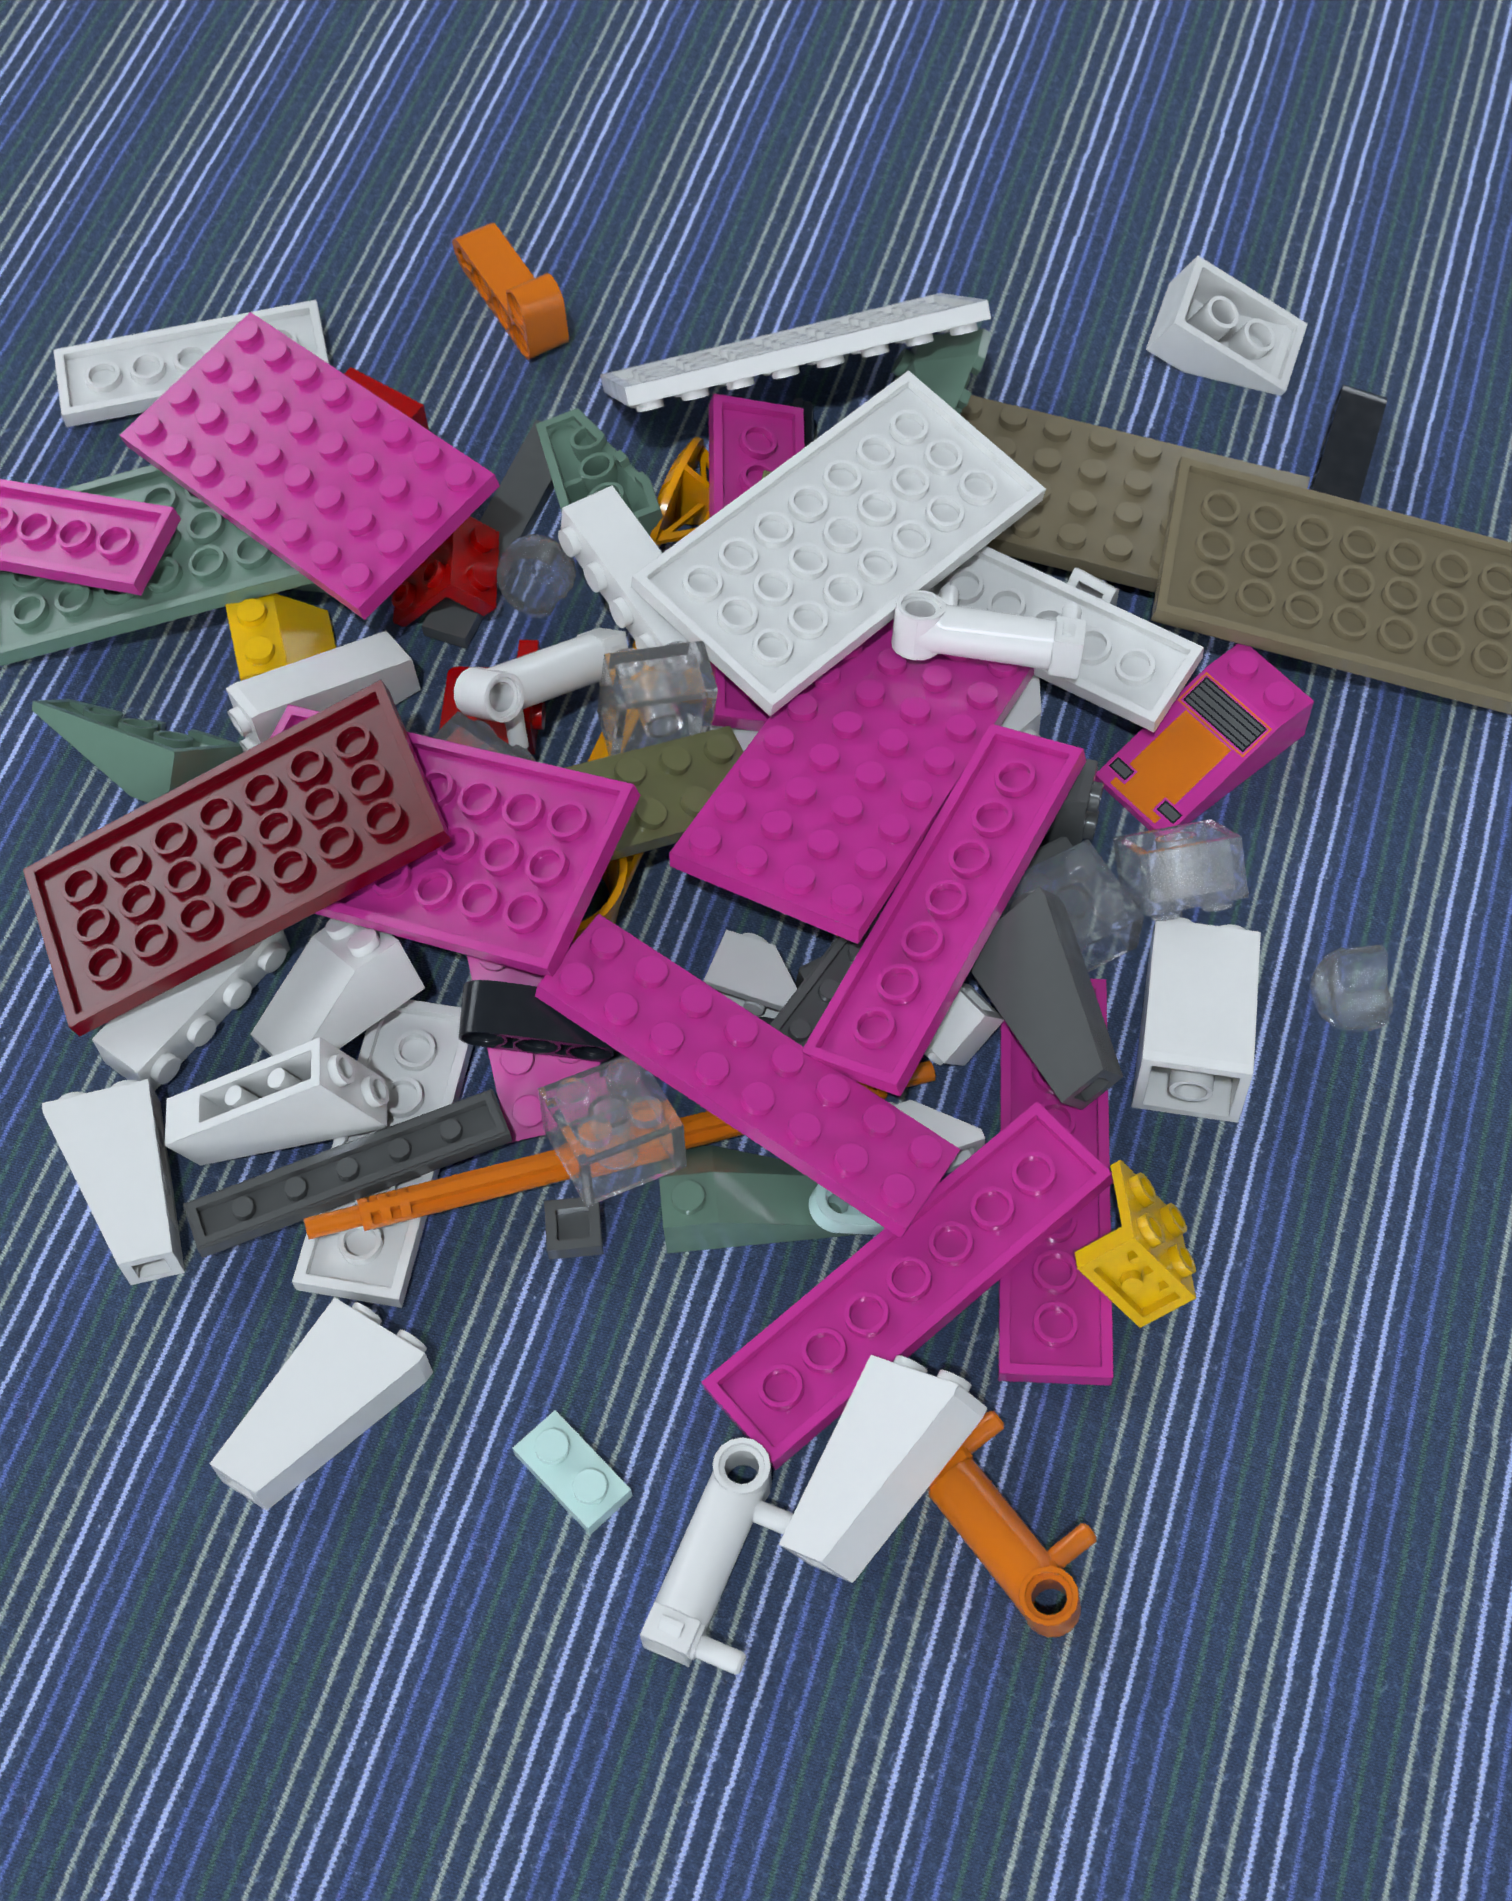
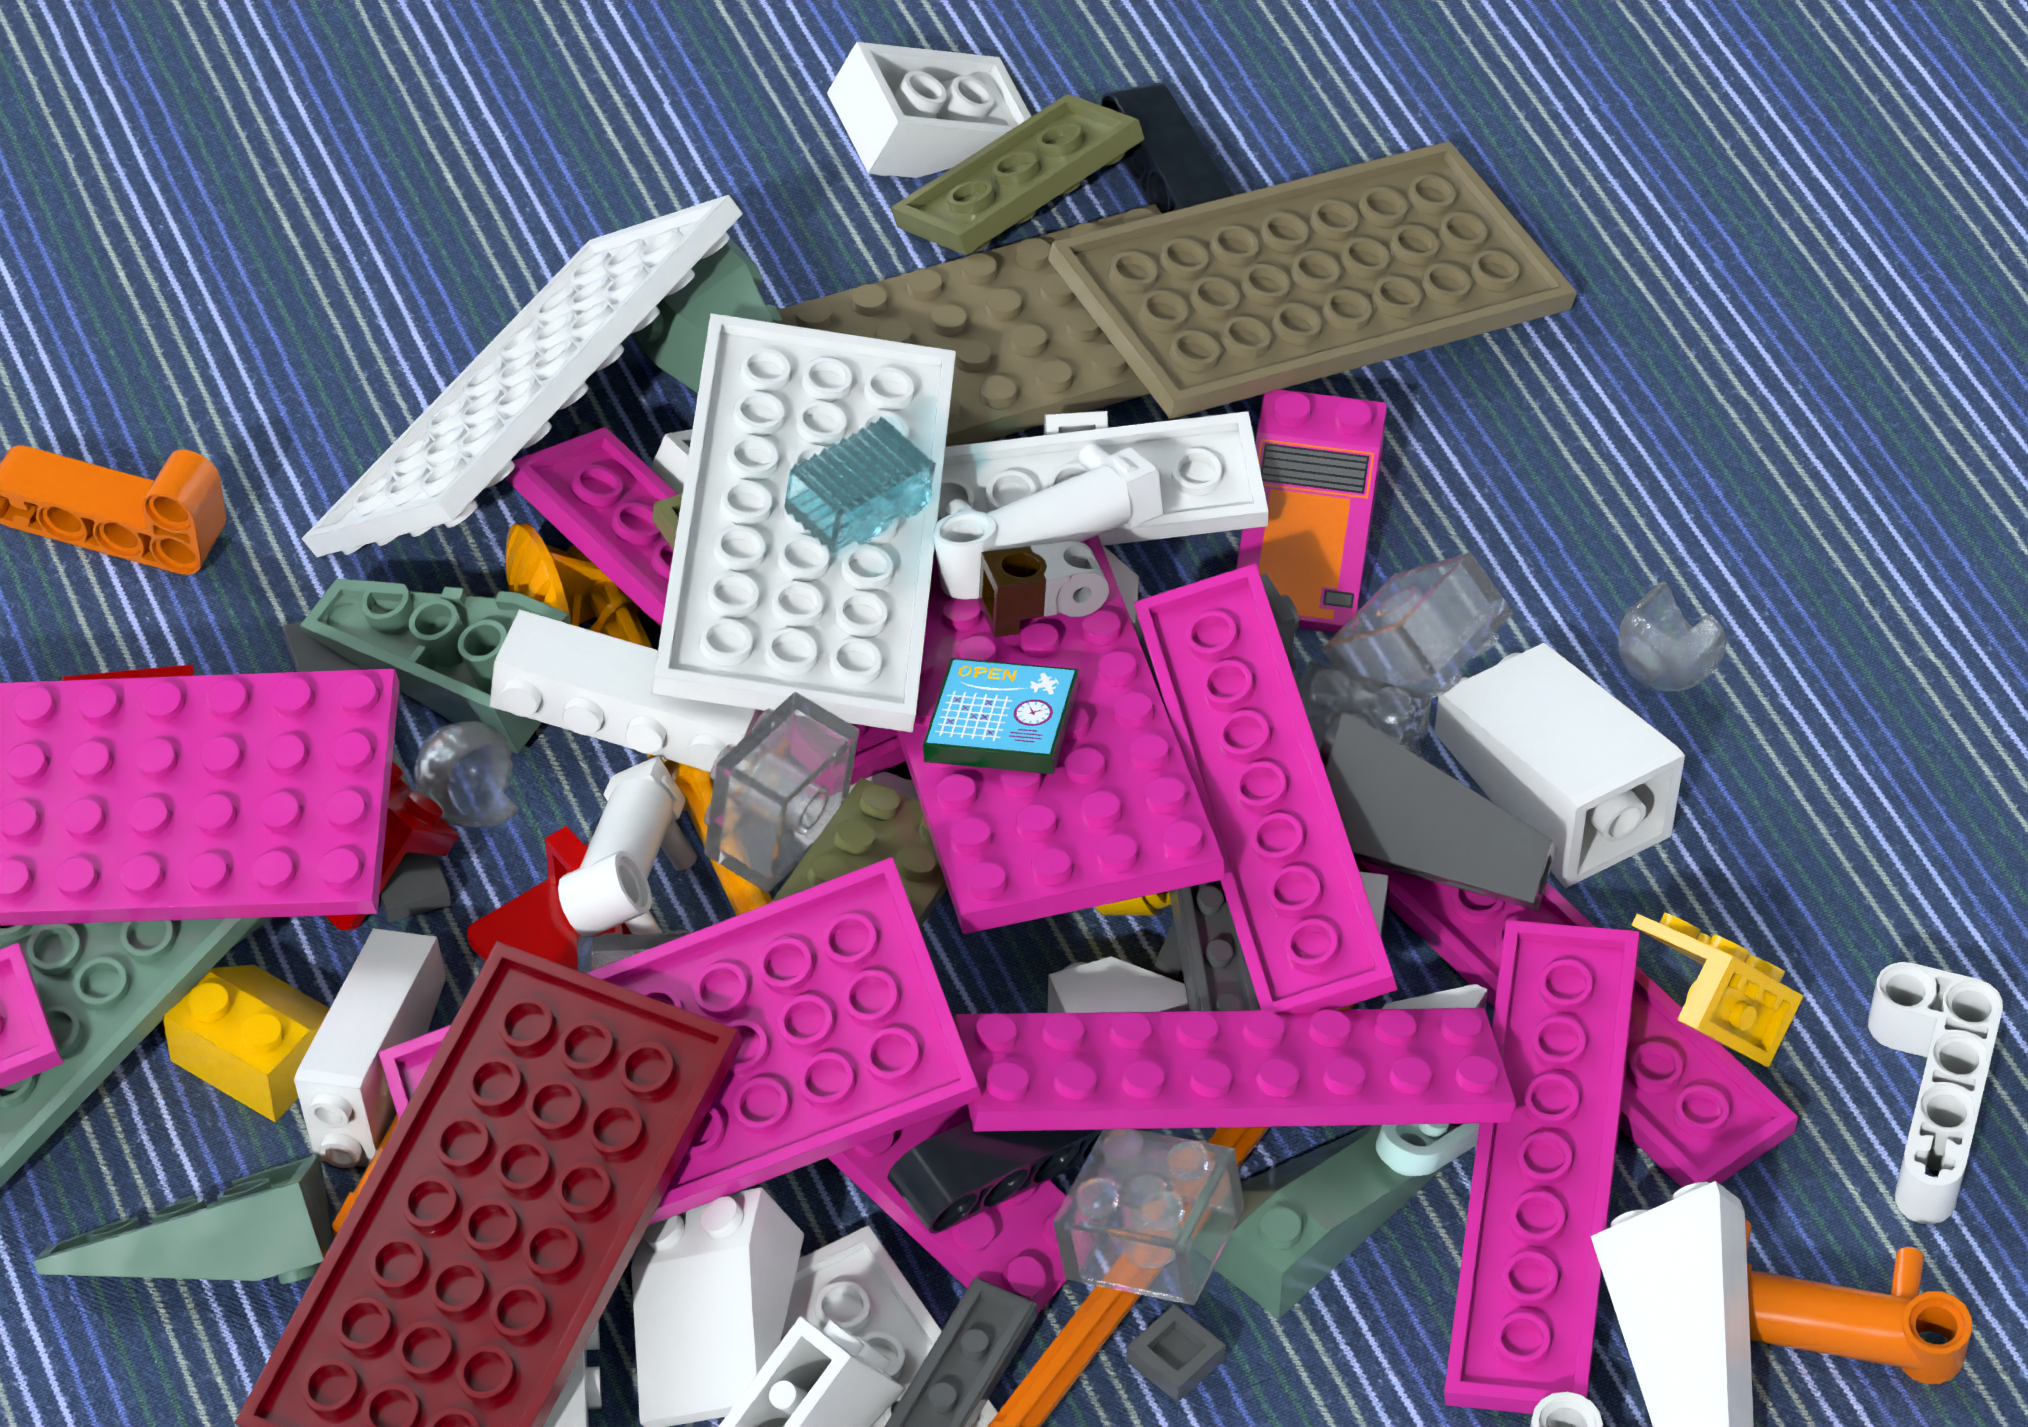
camera: 45 degrees left, 10 degrees down
(827, 742) = (1001, 715): none -> tile
(877, 534) = (859, 485): none -> clear light blue brick
(940, 672) = (1039, 583): none -> leg
(1224, 1434) = (1956, 1027): none -> white beam
(1234, 404) = (1017, 174): none -> olive plate

